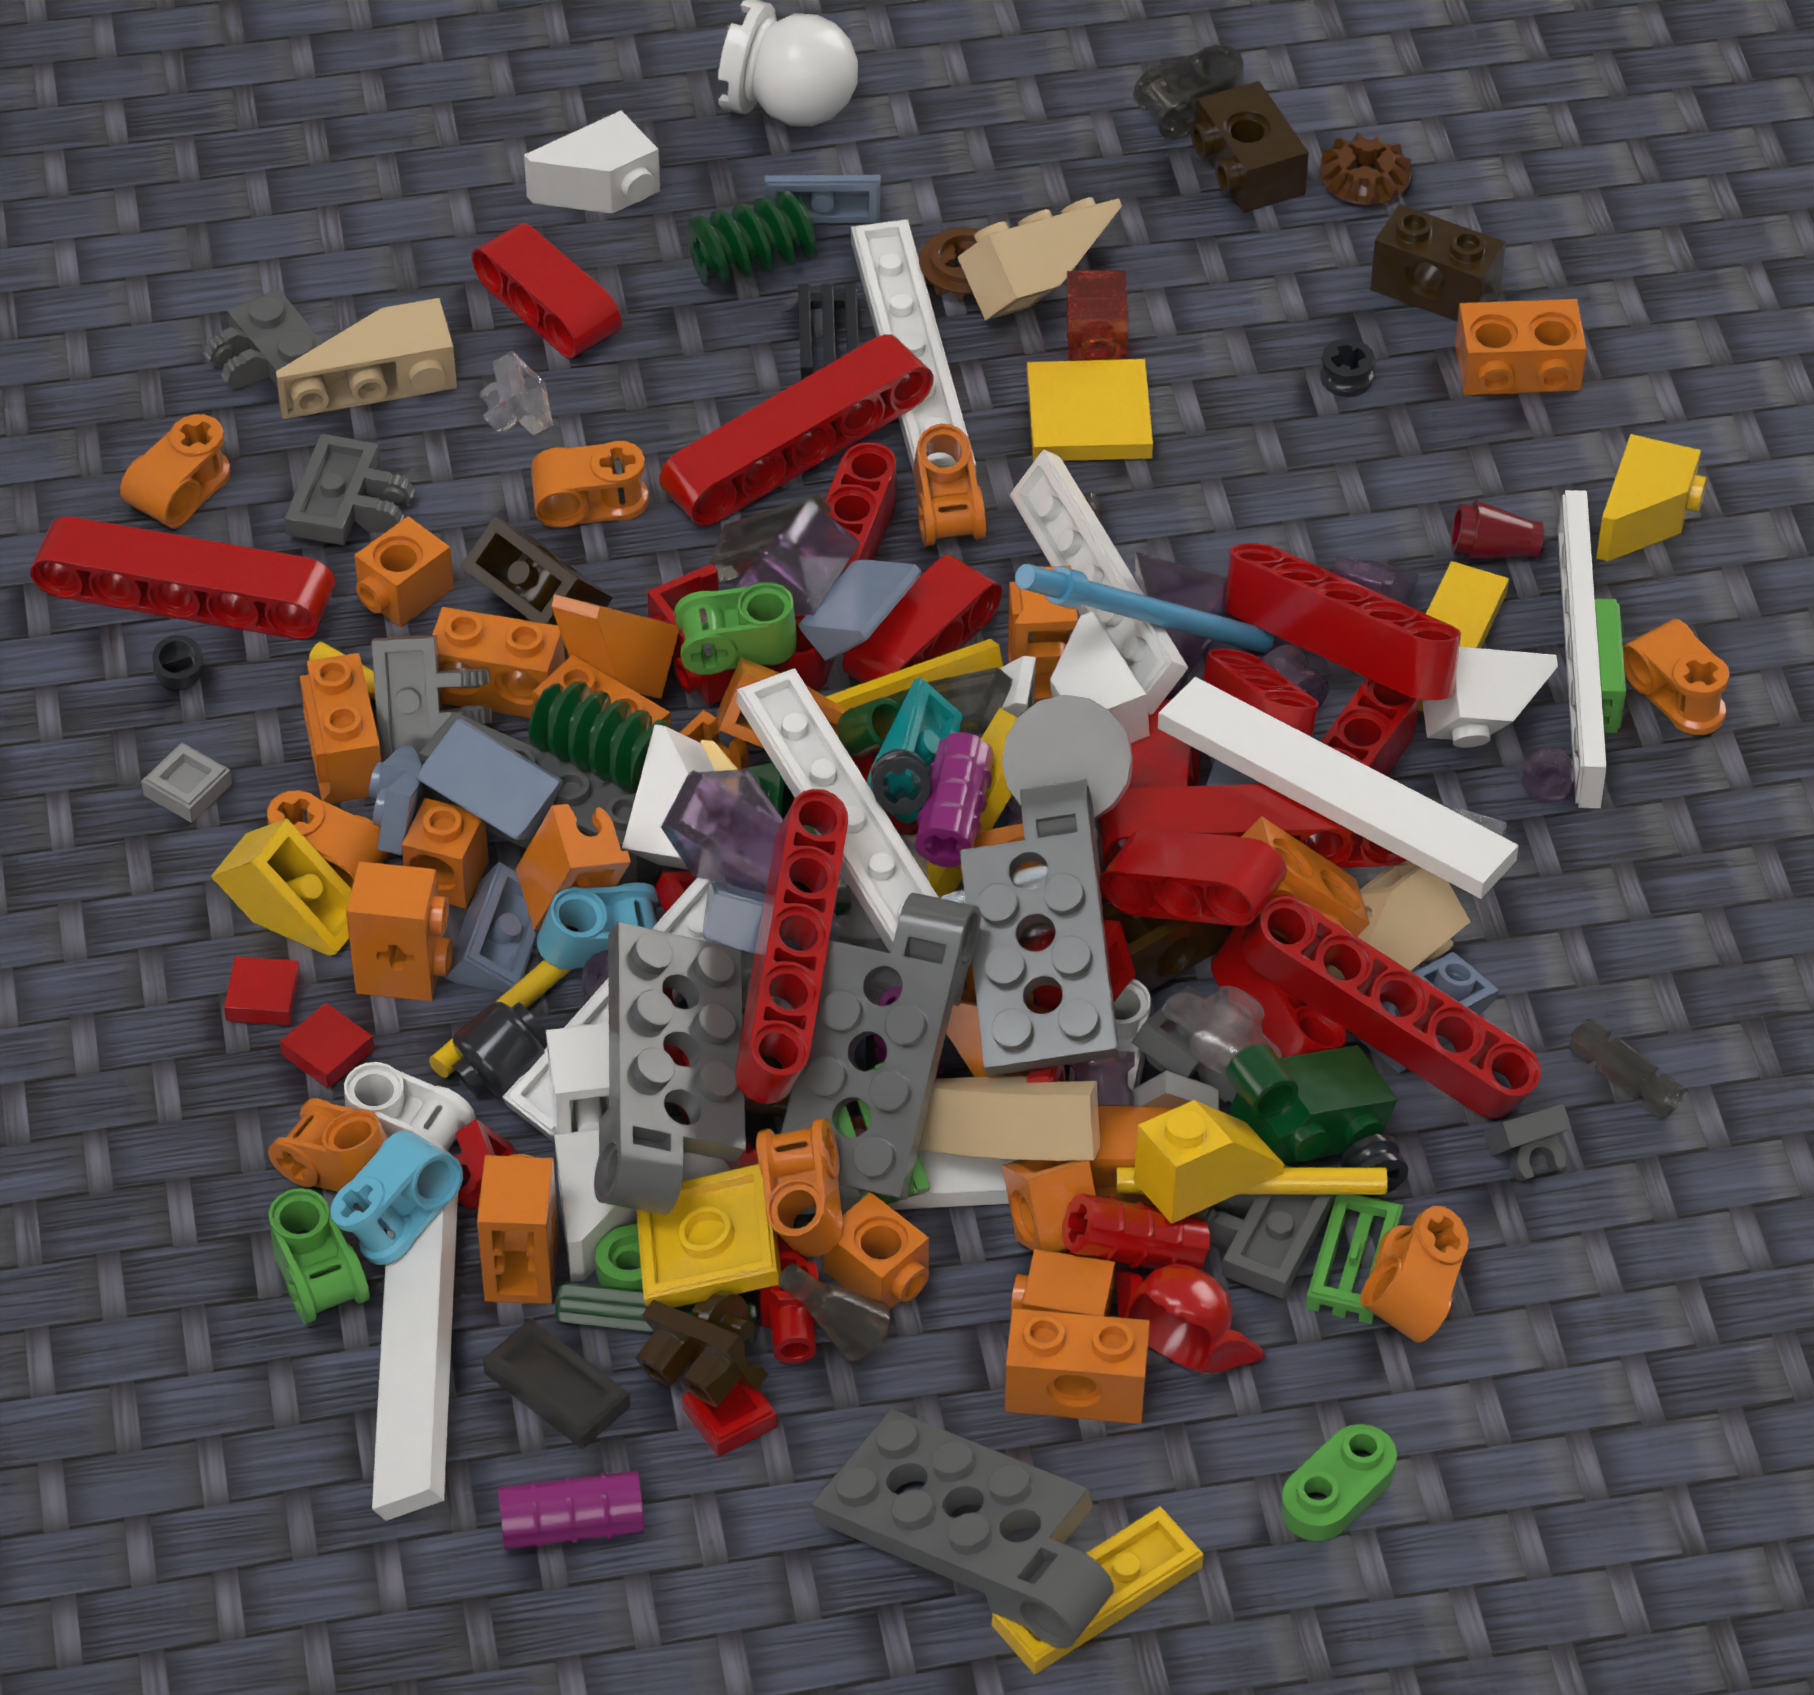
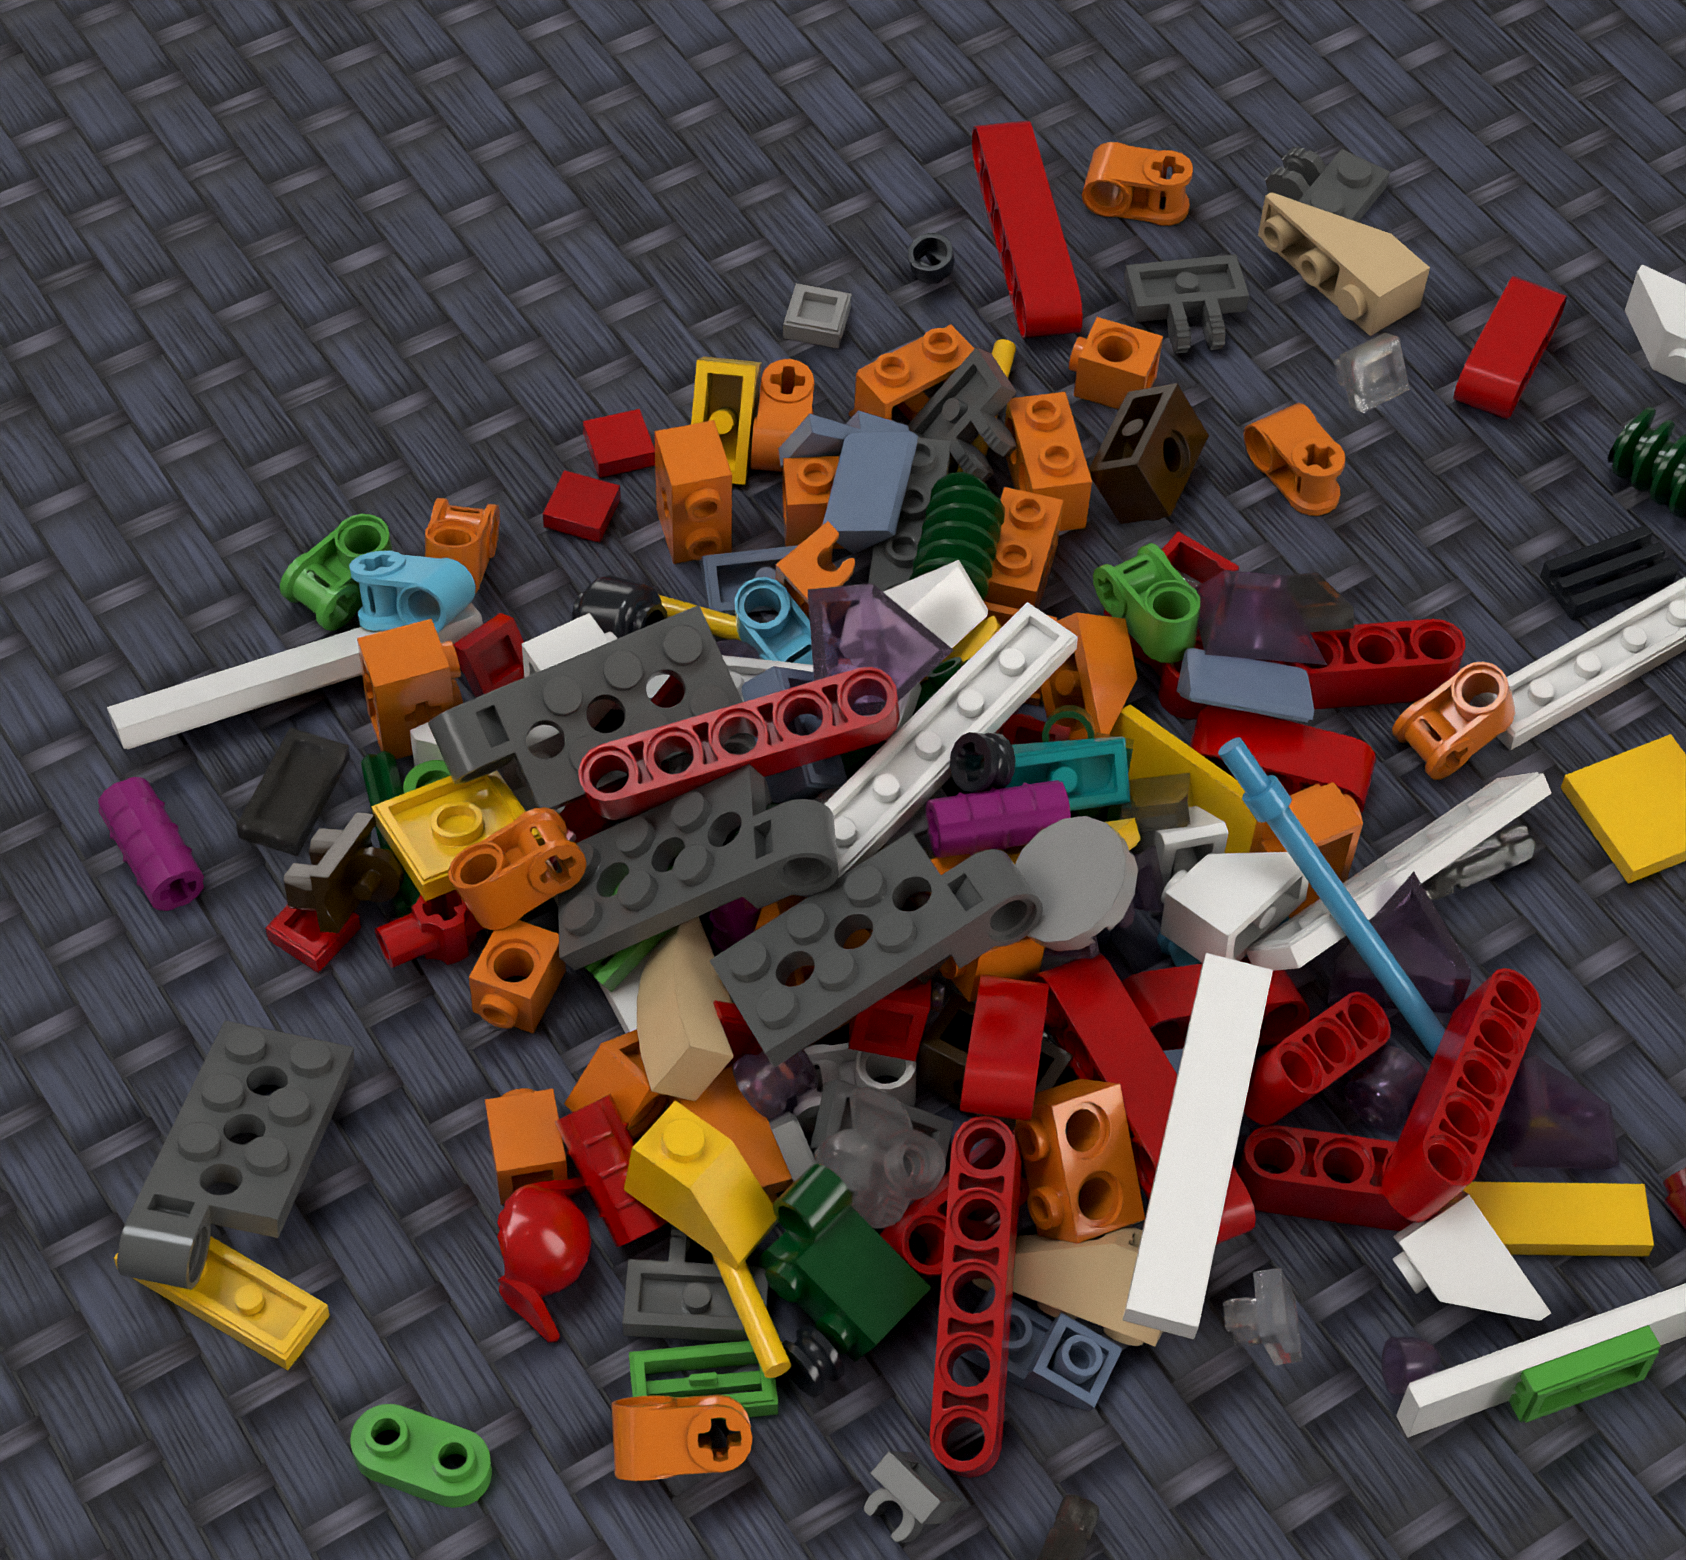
camera: 65 degrees right, 5 degrees up
(407, 1103) = (514, 582): white piece -> none
(618, 643) = (1094, 523): orange slope -> none
(796, 429) = (1458, 581): red beam -> none
(849, 1319) = (431, 974): clear smoke cone -> none
(1076, 1366) = (450, 1176): orange brick -> none
(1678, 676) = (1616, 1447): orange piece -> none

